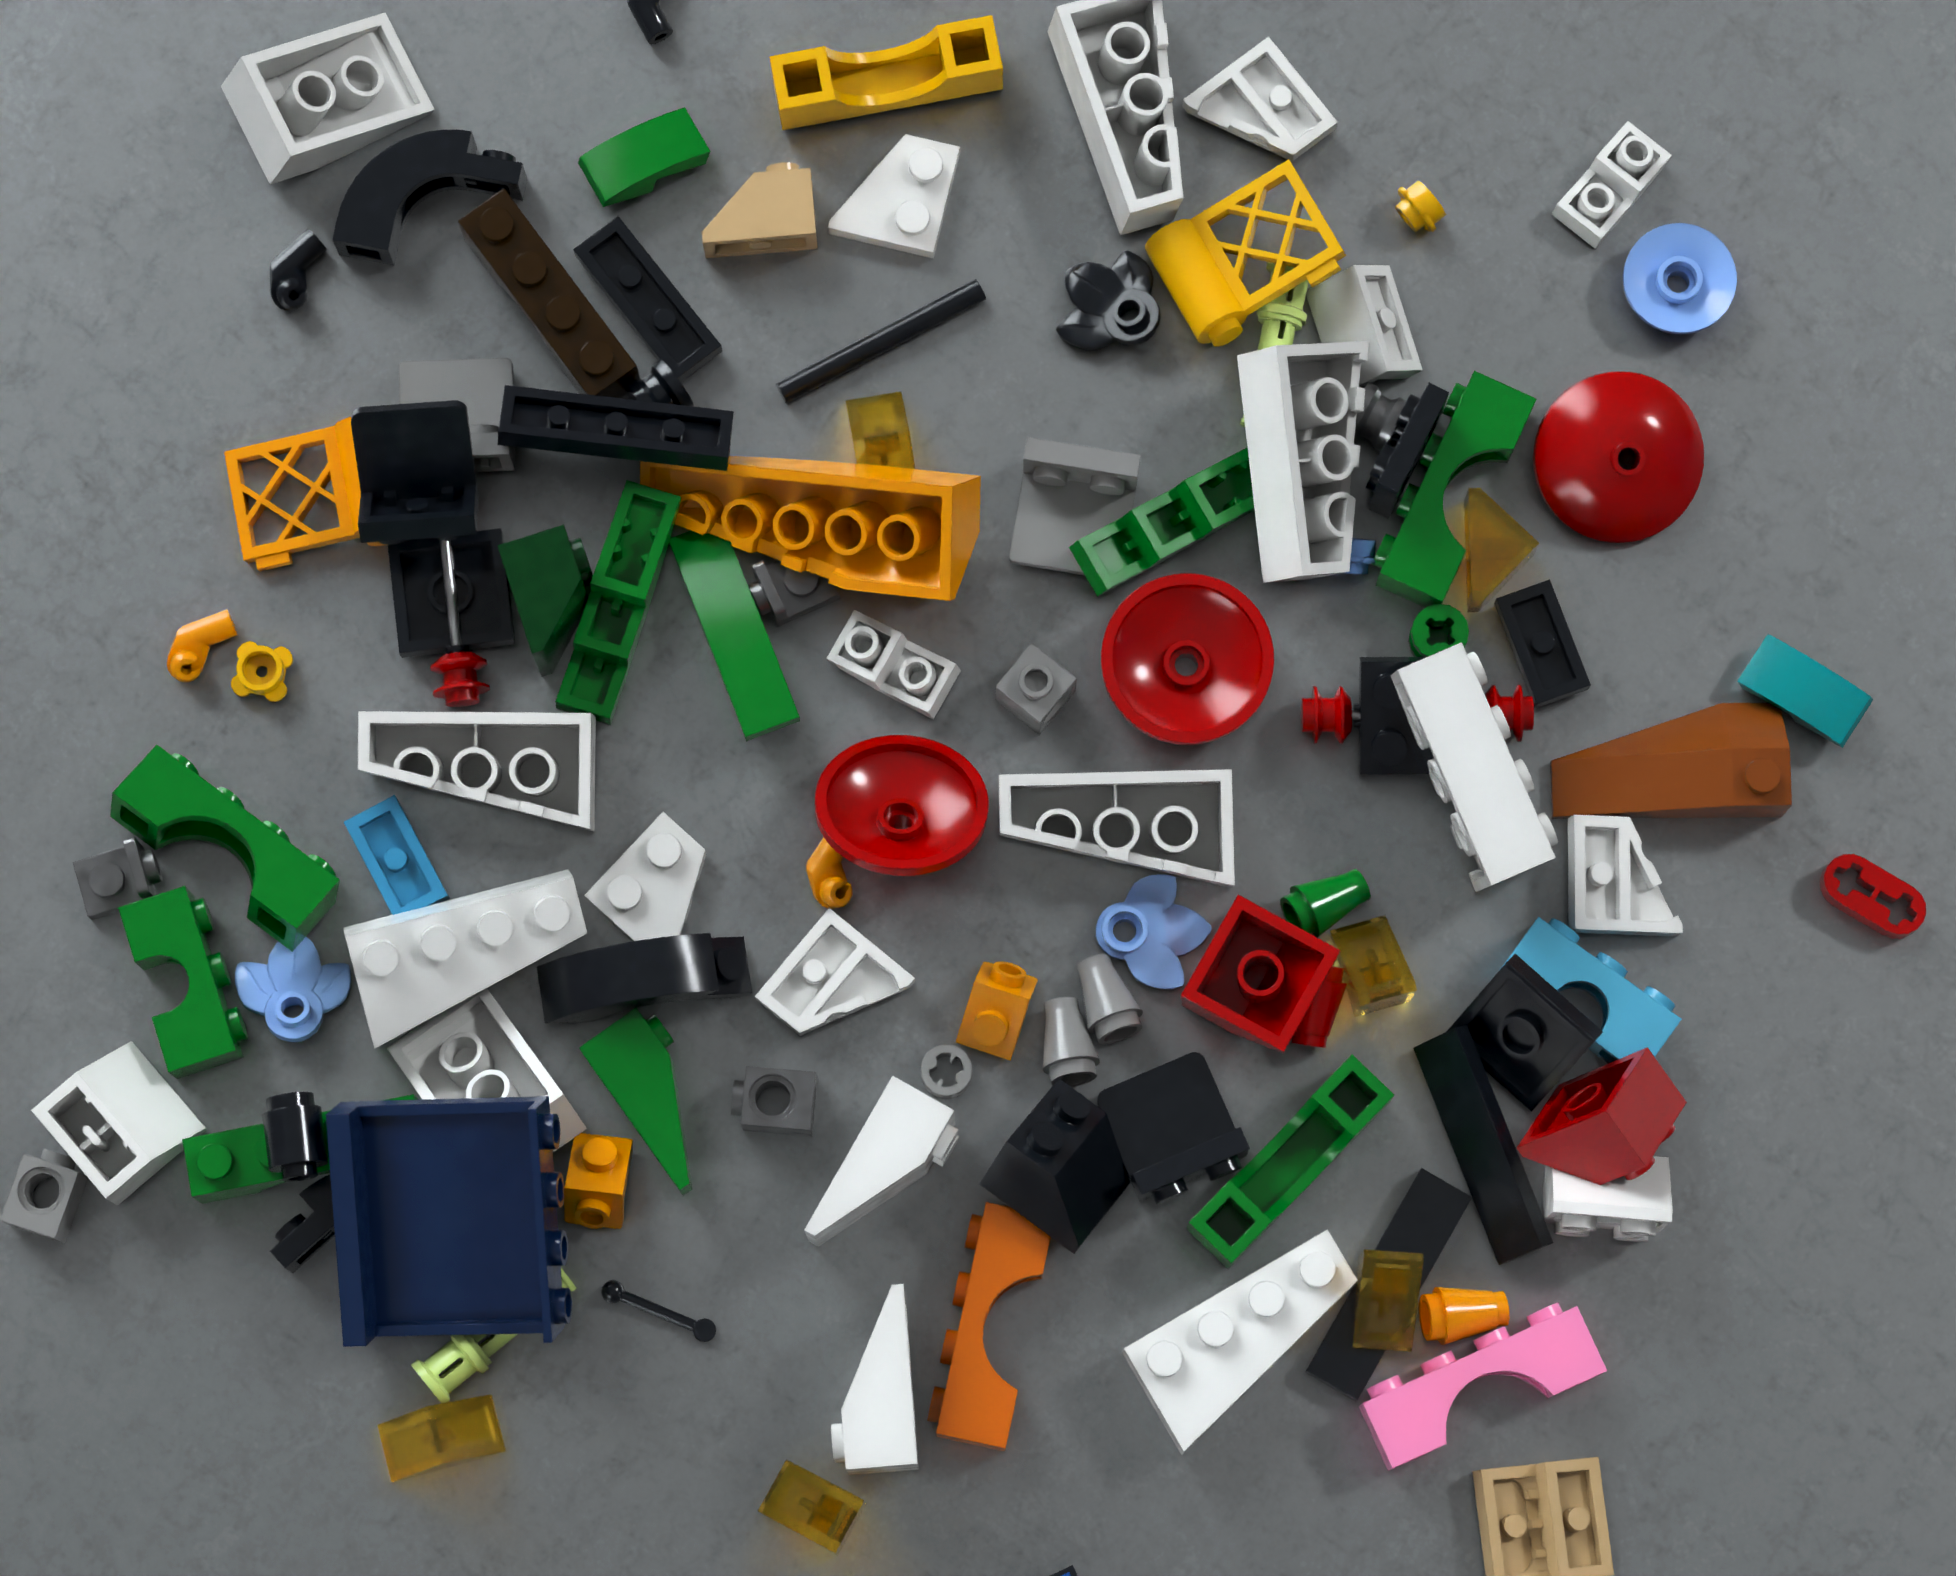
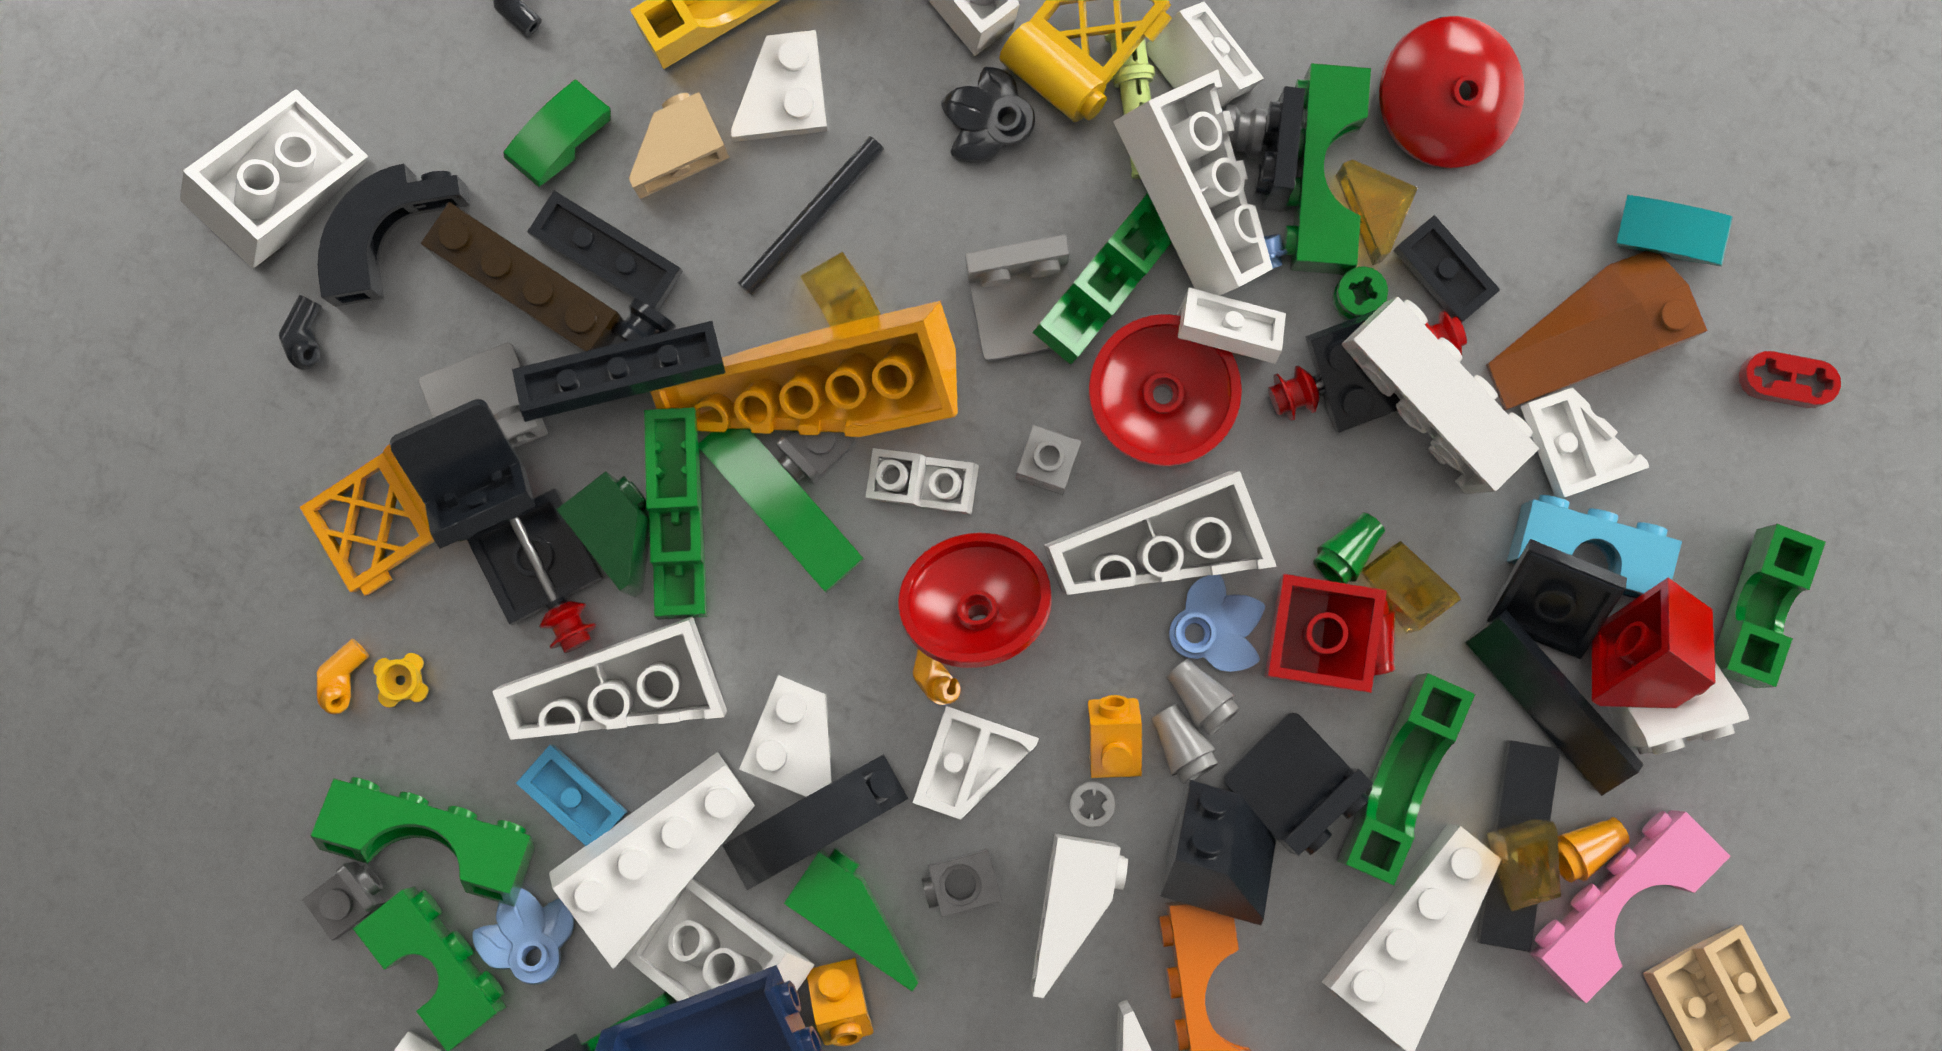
camera: 20 degrees left, 5 degrees up
(1283, 615) = (1231, 325): none -> white panel
(1749, 1123) = (1773, 575): none -> green arch

